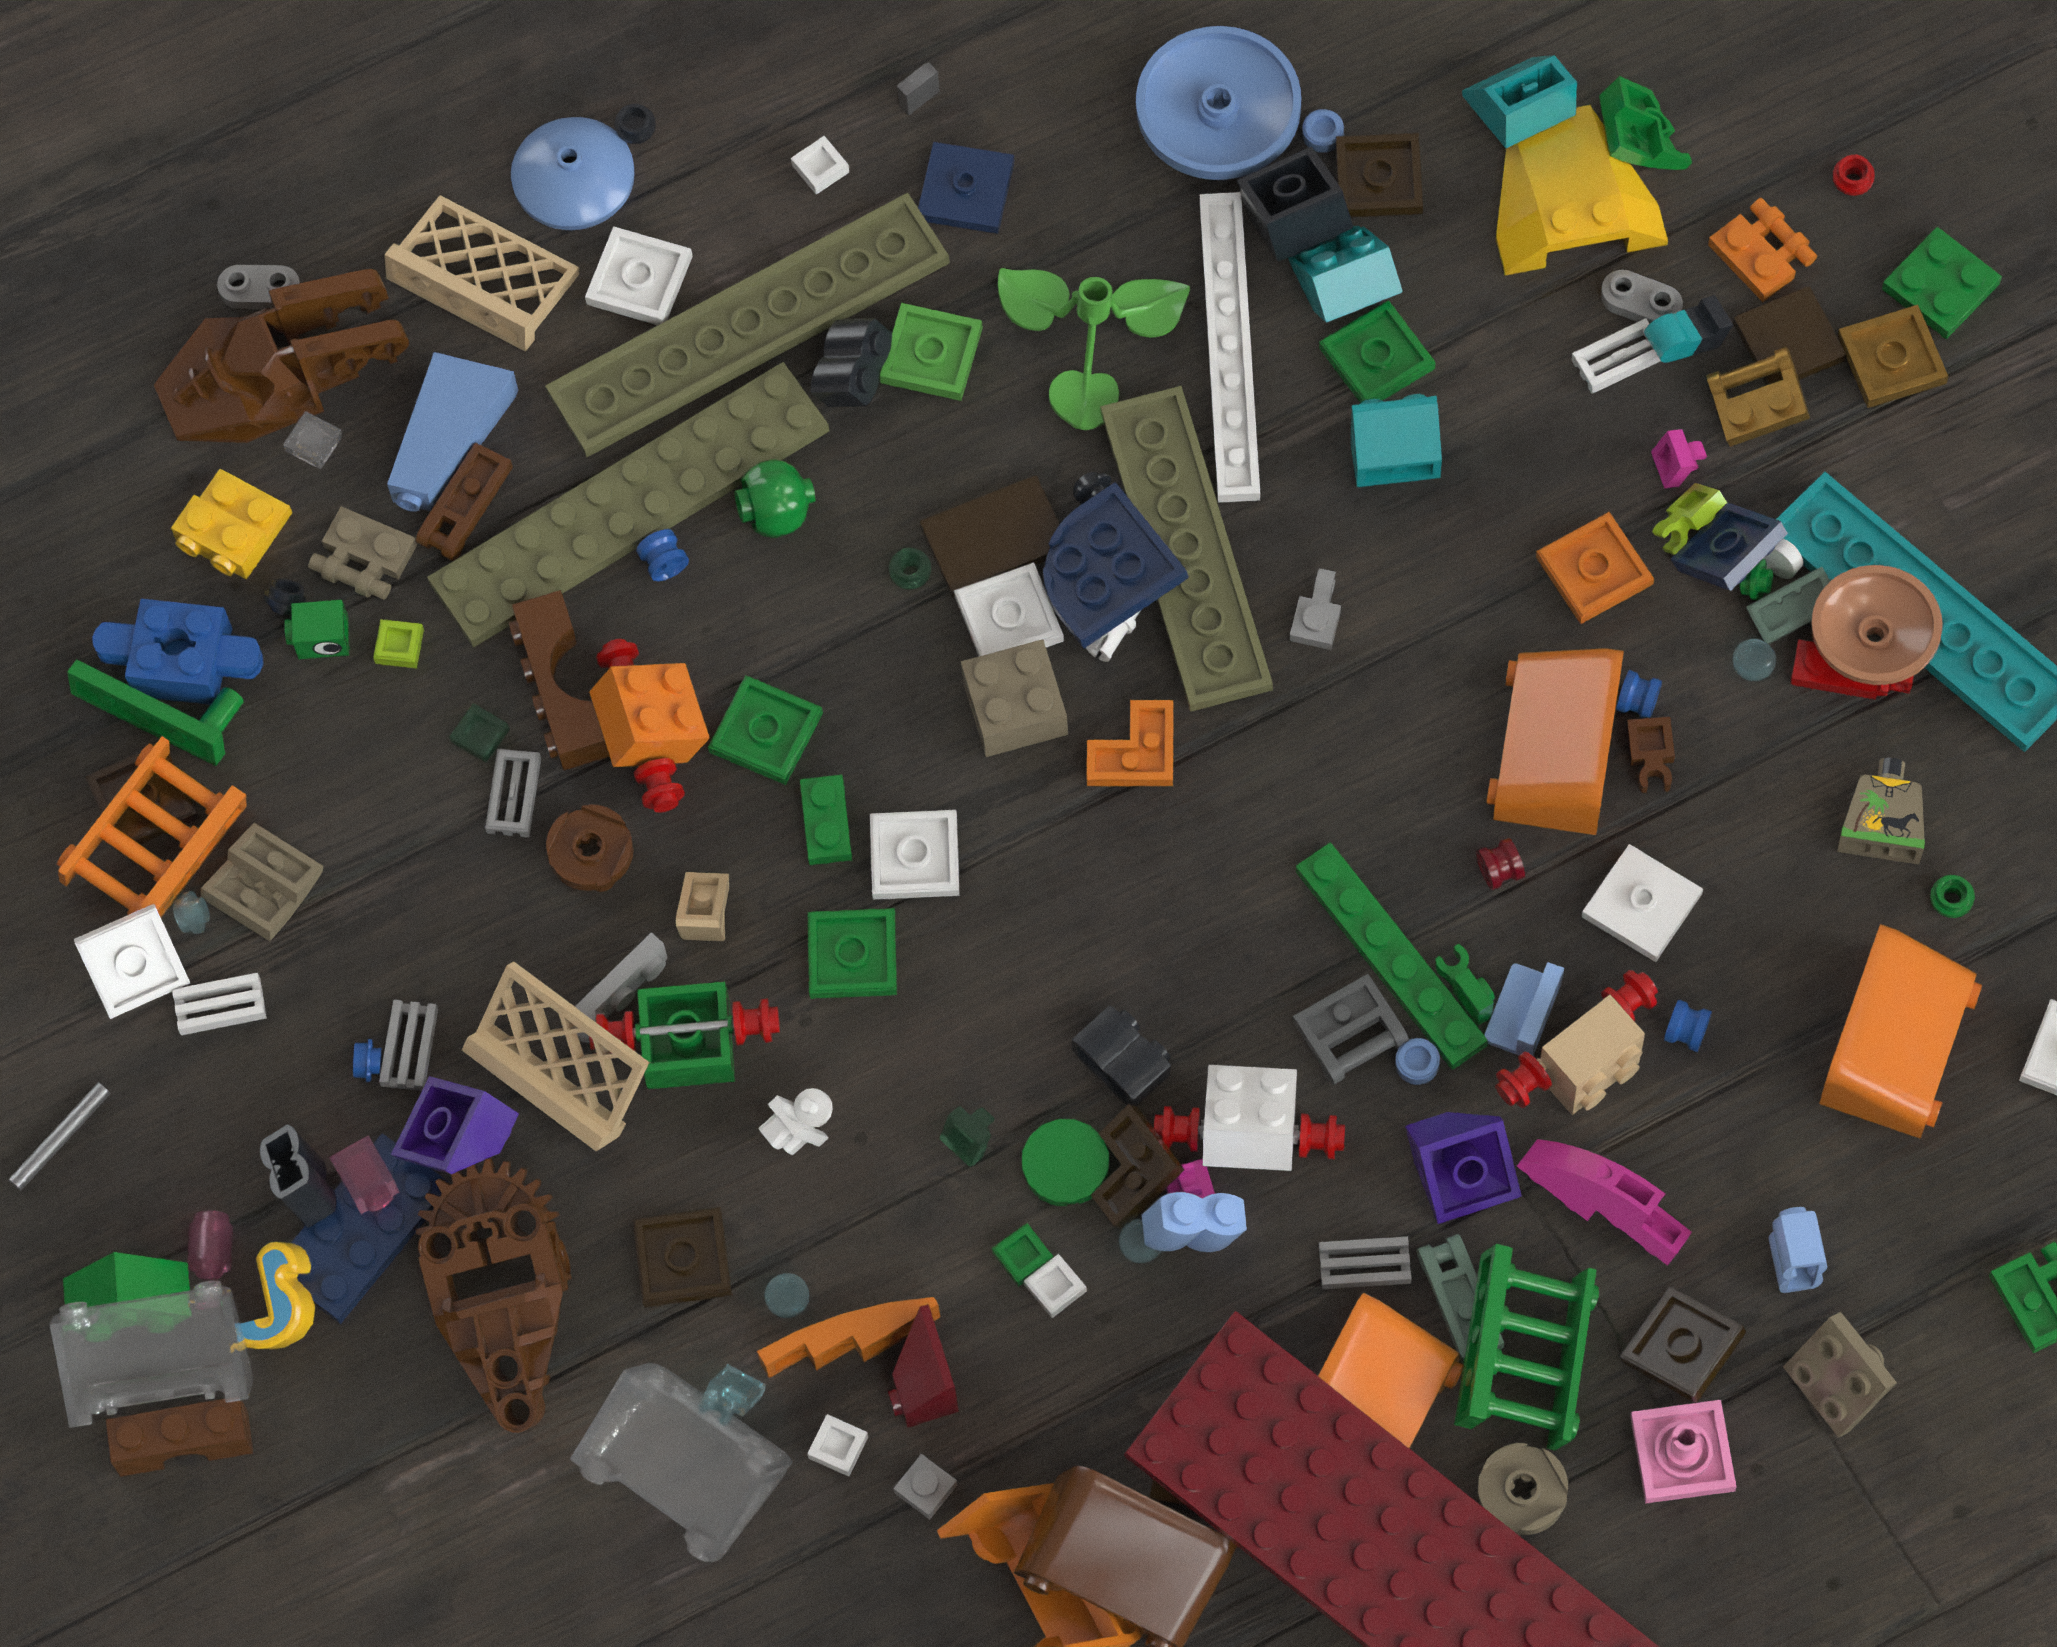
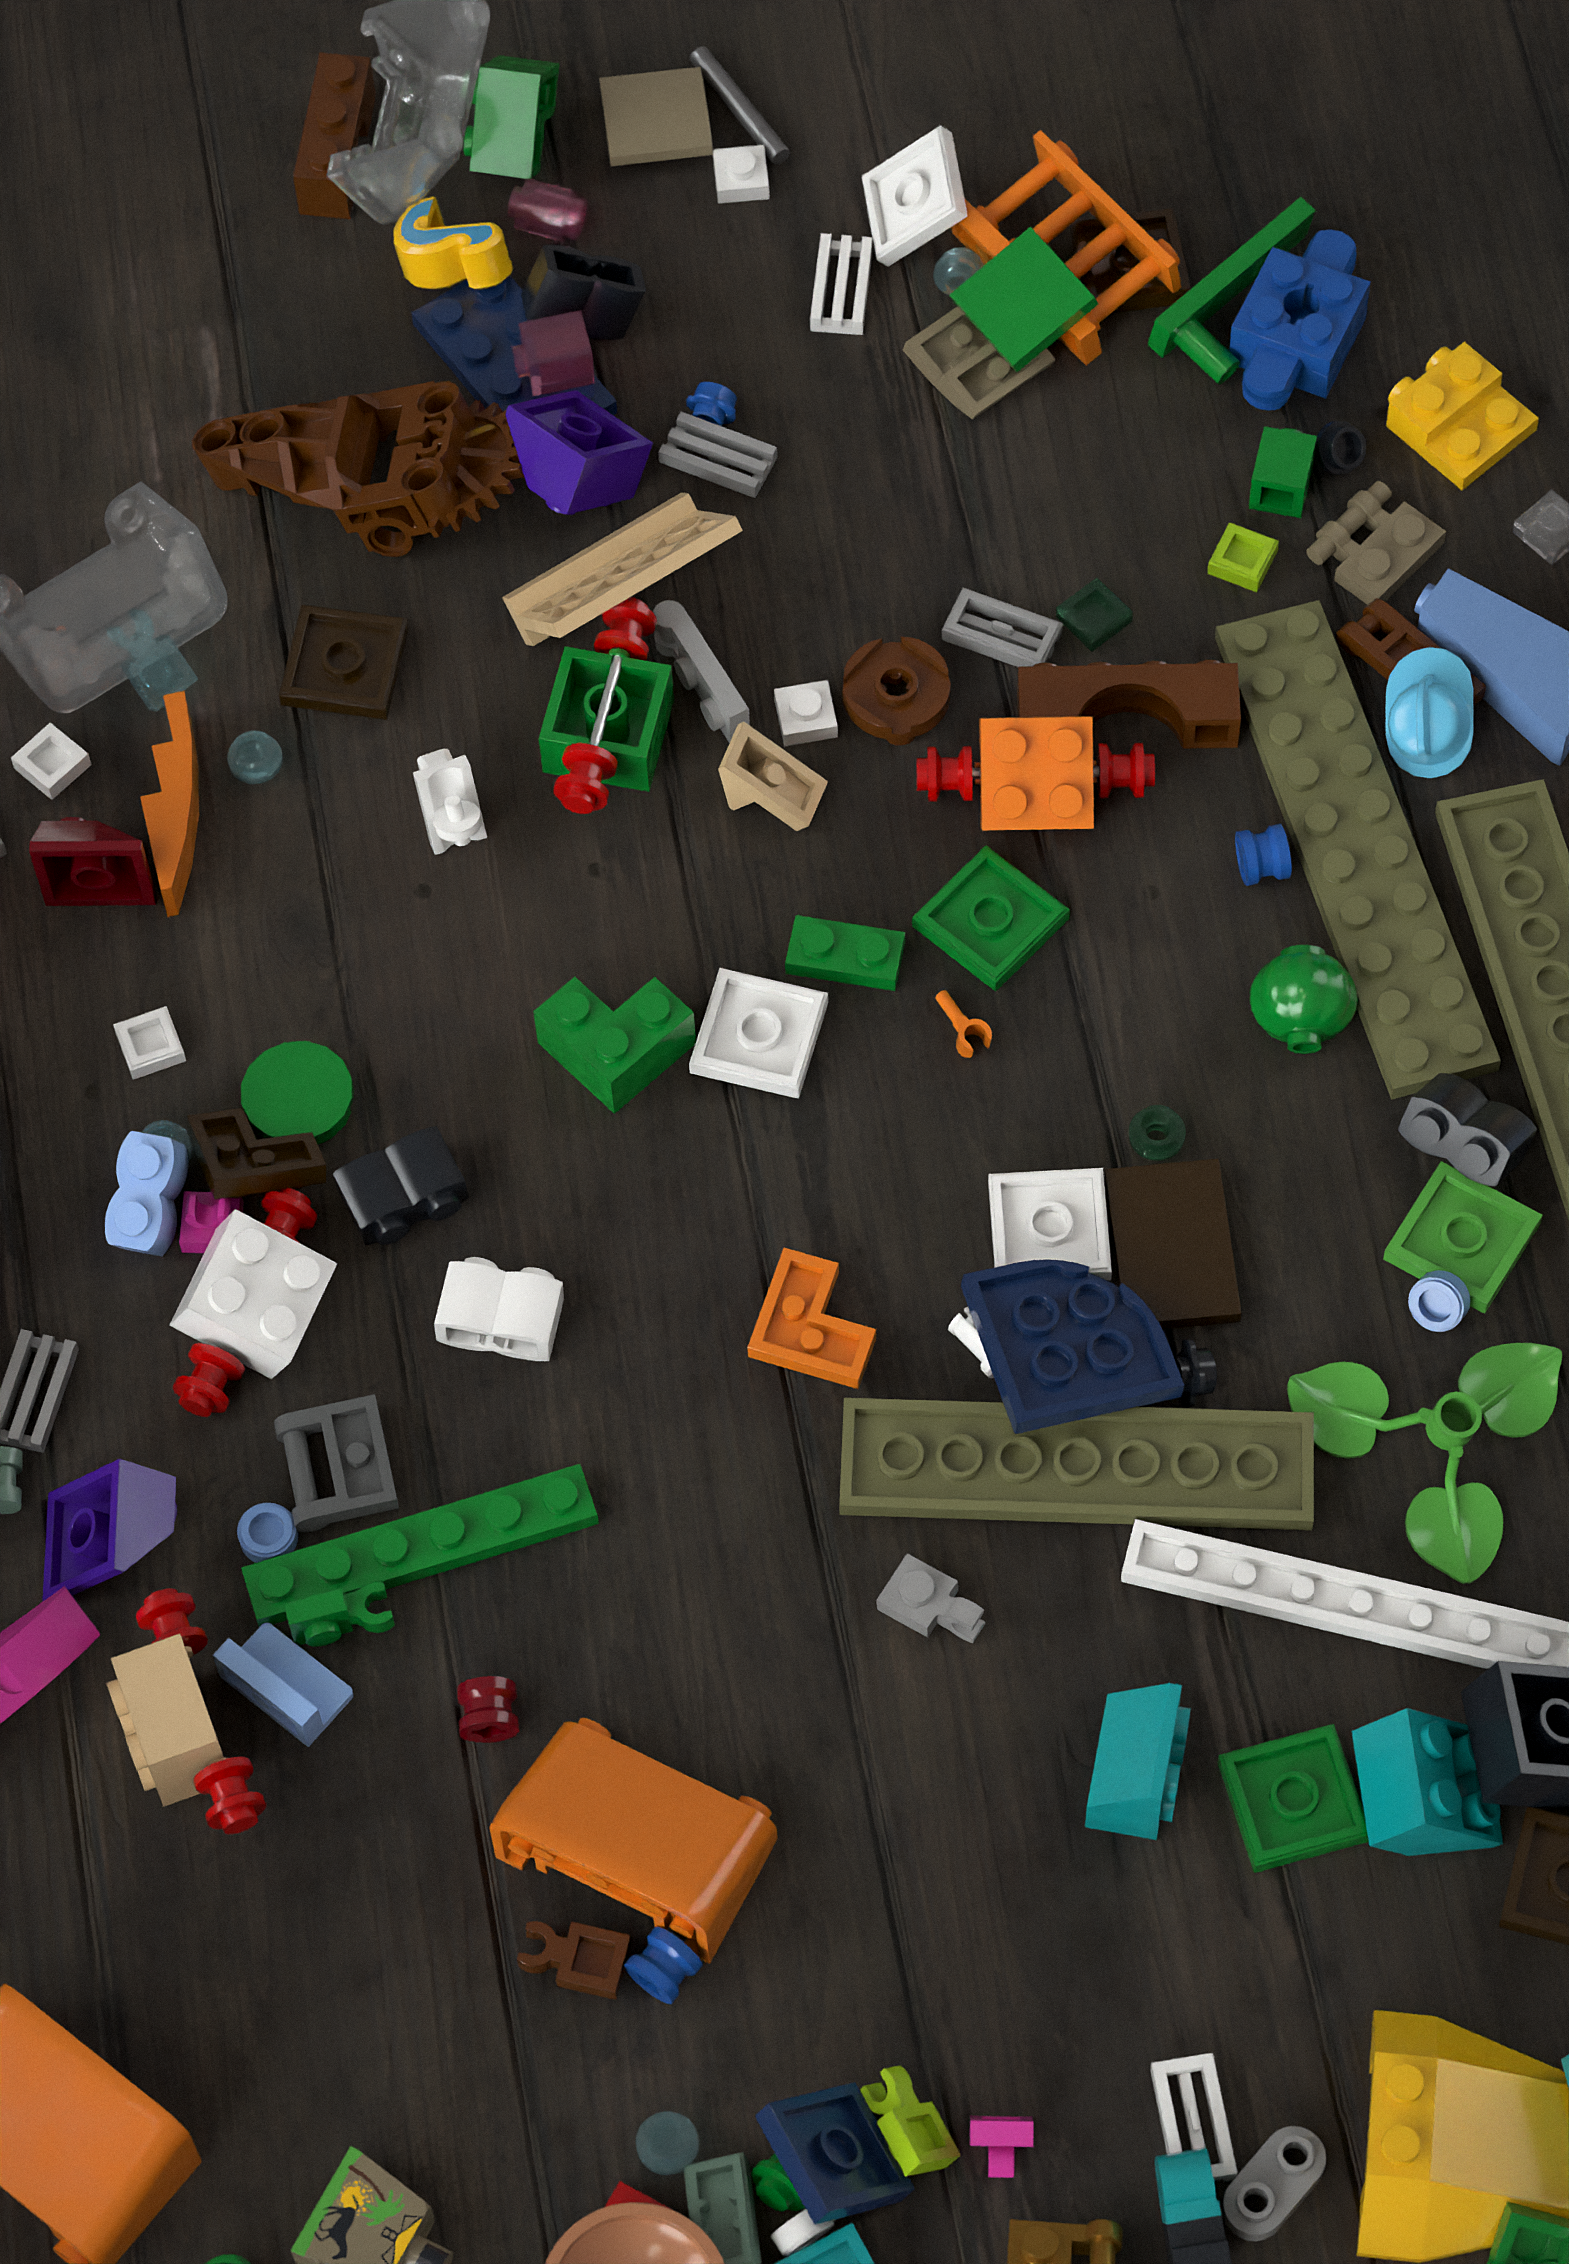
camera: 105 degrees right, 5 degrees down
(91, 1193) = (656, 116): none -> dark tan slope
(129, 1113) = (741, 174): none -> white plate
(220, 843) = (1023, 299): none -> green tile
(507, 475) = (1429, 712): none -> medium azure piece
(627, 909) = (805, 713): none -> white plate
(852, 953) = (654, 931): green plate -> none
(865, 719) = (964, 1025): none -> orange hand
(964, 945) = (615, 1050): none -> green brick
(967, 1134) = (370, 991): clear green tile -> none
(987, 352) = (1439, 1301): none -> tile
(1014, 698) = (926, 1195): dark tan brick -> none
(1021, 1254) = (203, 1018): green tile -> none
(1197, 956) = (499, 1309): none -> white brick
(1594, 567) = (874, 1974): orange plate -> none
(1642, 903) = (373, 1878): white plate -> none
(1687, 1025) = (176, 1869): blue wheel -> none

